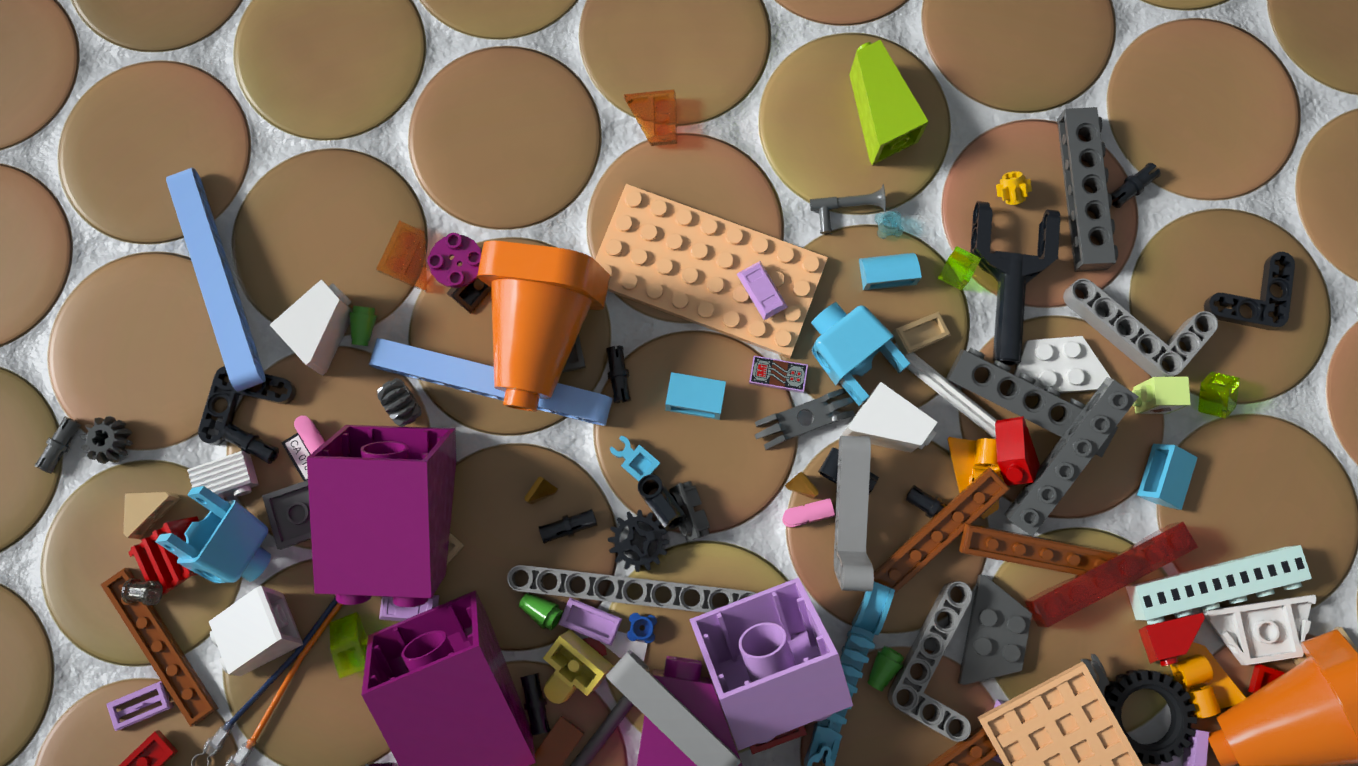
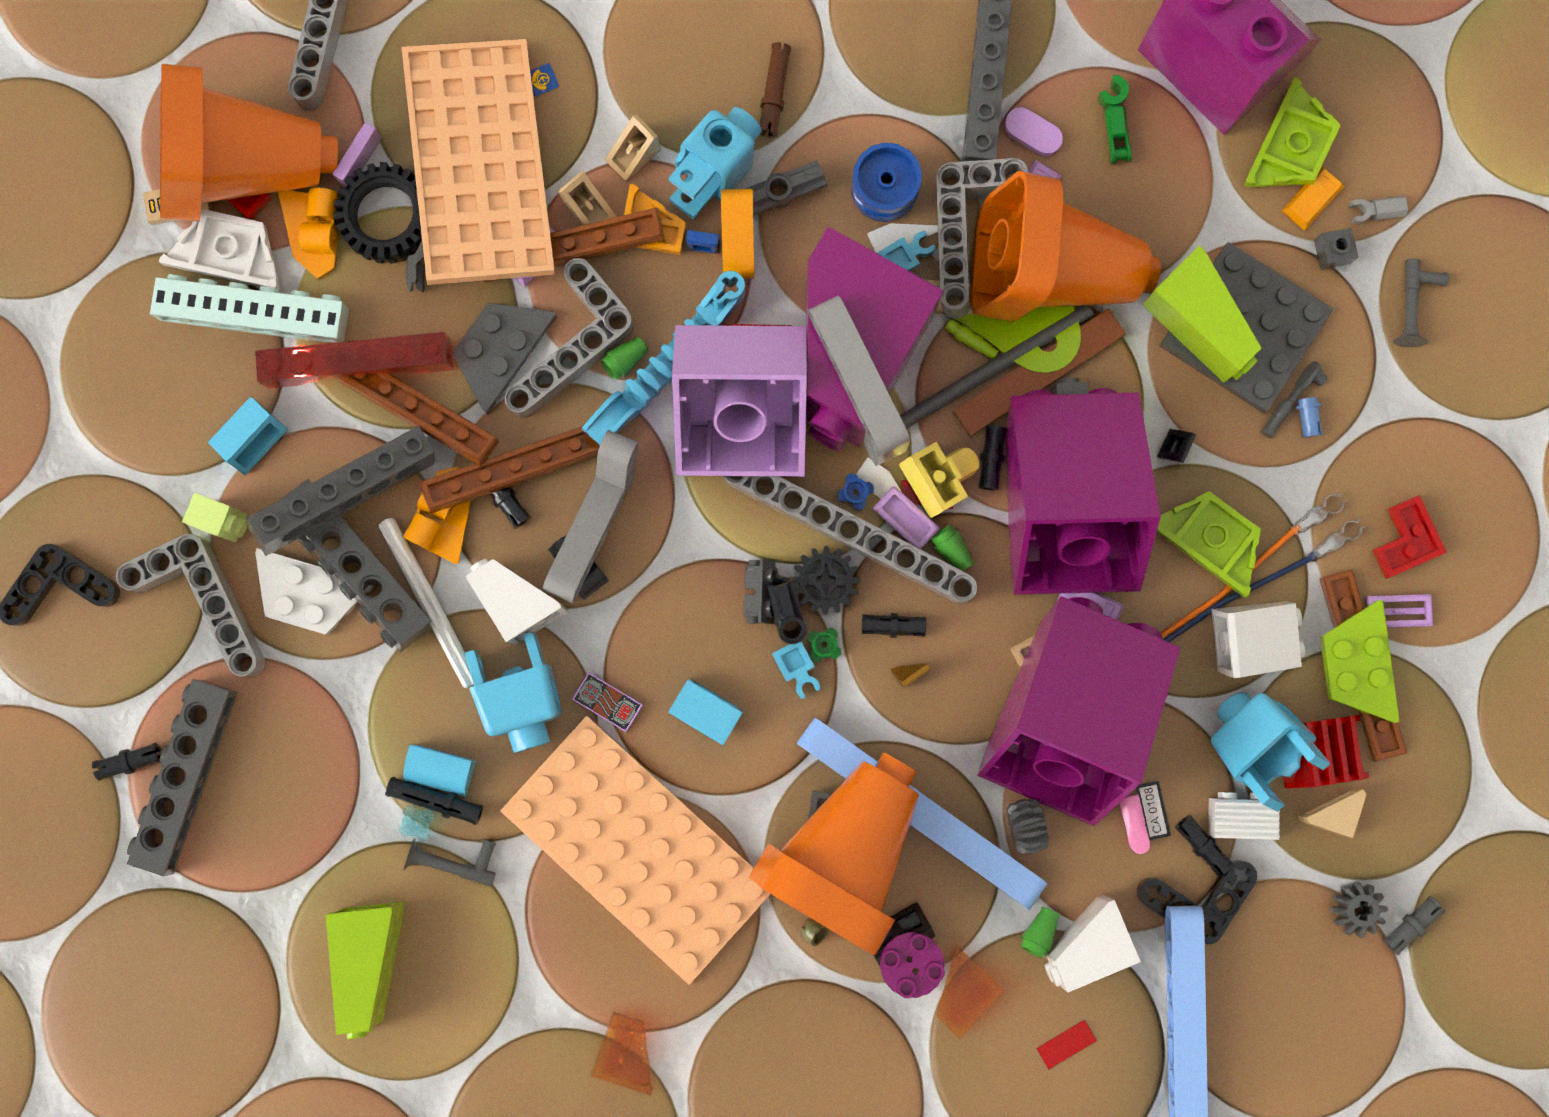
camera: 160 degrees left, 5 degrees up
(145, 592) = (1358, 721): clear smoke bush -> none
(160, 646) = (1360, 664): none -> lime wing
(289, 514) = (1179, 750): dark grey plate -> none
(314, 250) = (1066, 1044): none -> red sticker
(317, 707) = (1214, 538): none -> lime wing
(348, 645) = (1163, 587): clear neon green slope -> none
(612, 487) = (831, 650): none -> green plate
(618, 374) = (780, 768): black pin -> none
(762, 290) = (588, 799): lavender tile -> none
(790, 425) = (617, 646): dark grey piece -> none
(802, 485) = (632, 574): pearl gold slope -> none
(809, 513) = (636, 541): bright pink bar -> none
(889, 245) = (446, 804): none -> black pin
(921, 333) = (436, 685): tan tile -> none
(959, 268) = (363, 741): clear neon green panel -> none
(1012, 274) = (309, 711): black piece -> none
(1013, 188) = (261, 808): yellow gear -> none
(1015, 451) = (395, 518): red slope -> none
(1170, 638) = (325, 275): red slope -> none
(1218, 394) = (152, 498): clear neon green panel -> none

